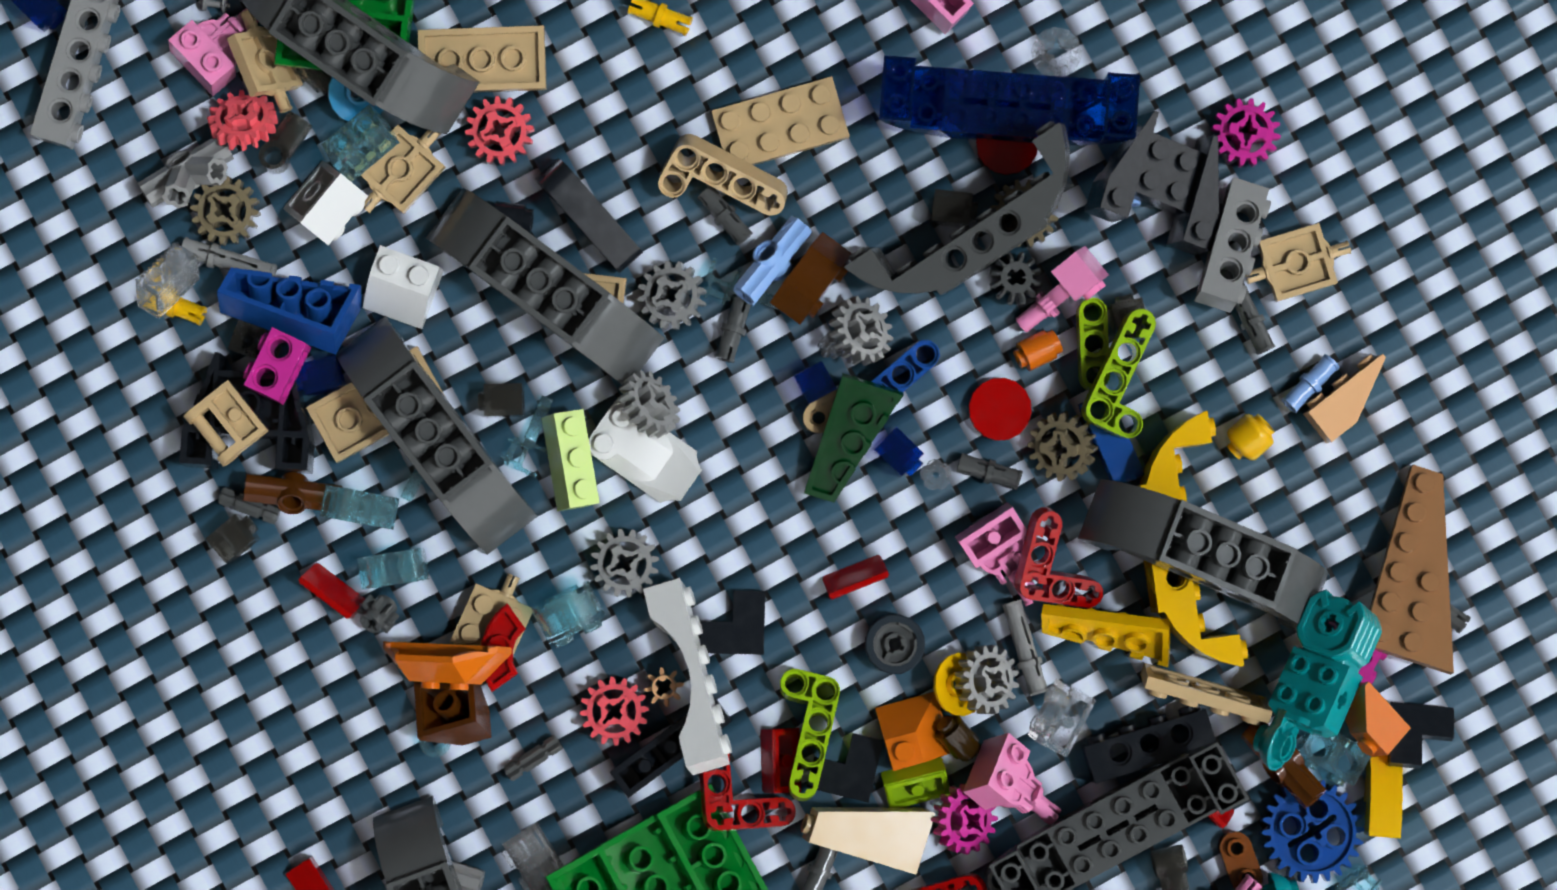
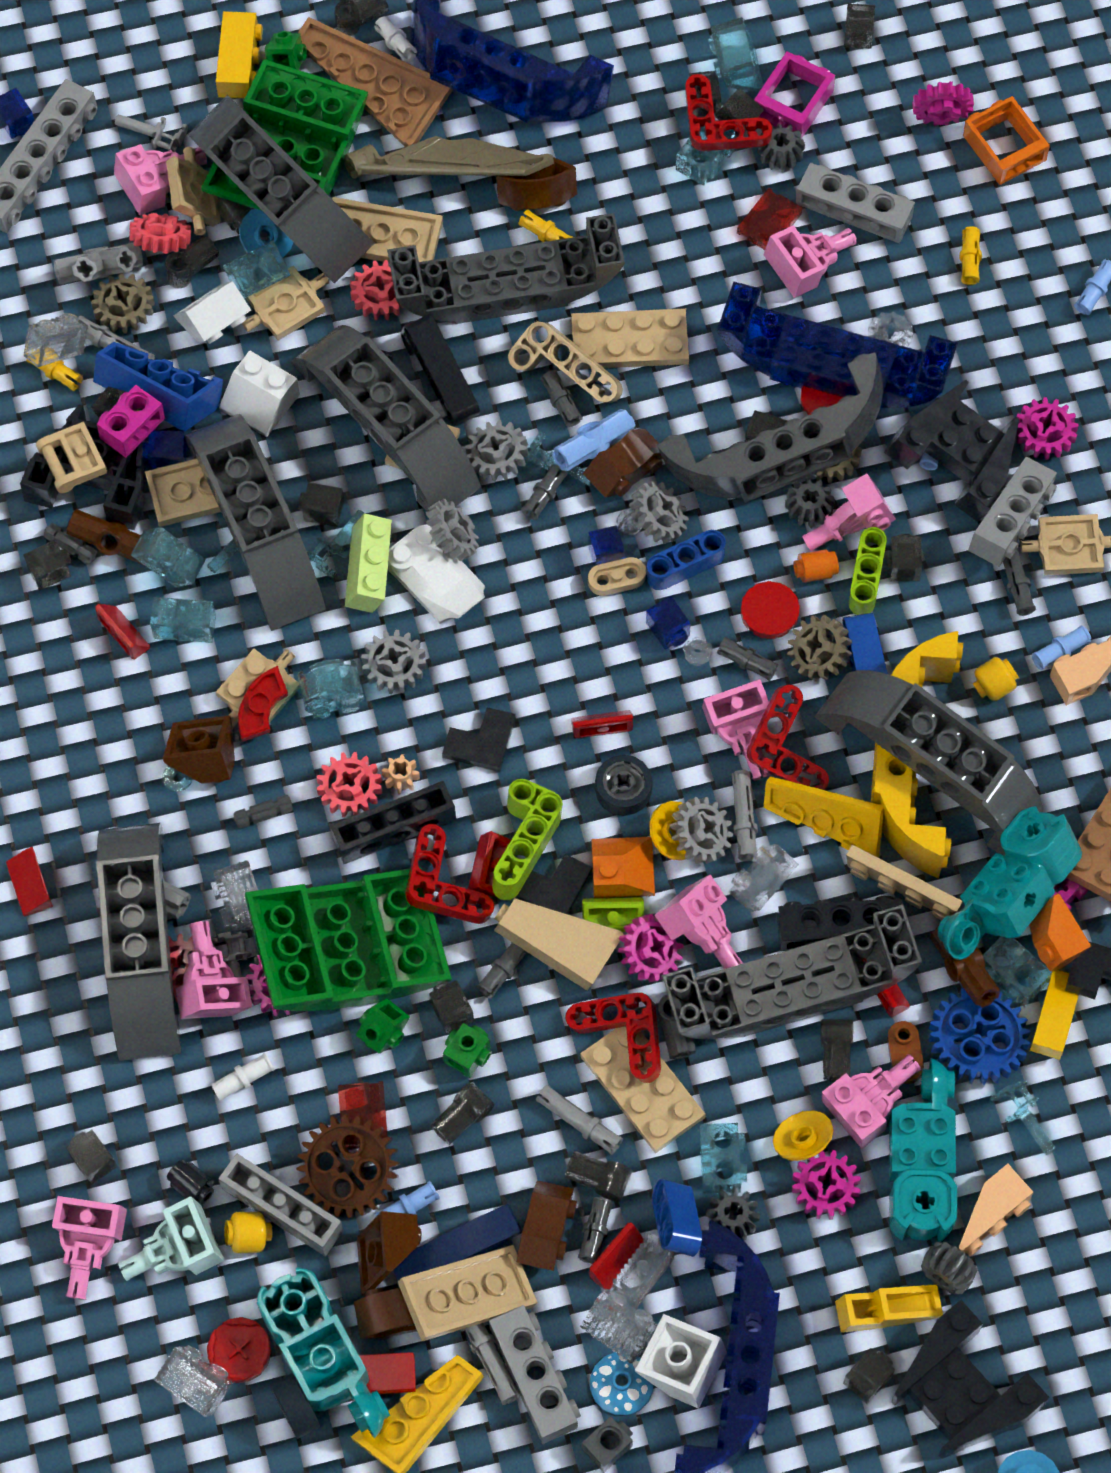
camera: 15 degrees right, 20 degrees down
(378, 613) = (158, 654): dark grey gear -> none
(446, 663) = (210, 699): orange wedge -> none
(633, 88) = (508, 278): none -> dark grey slope
(701, 736) = (423, 799): white arch -> none
(852, 425) = (627, 590): dark green wing -> none
(957, 738) = (661, 876): dark brown brick -> none
(1124, 370) = (889, 586): lime beam -> none

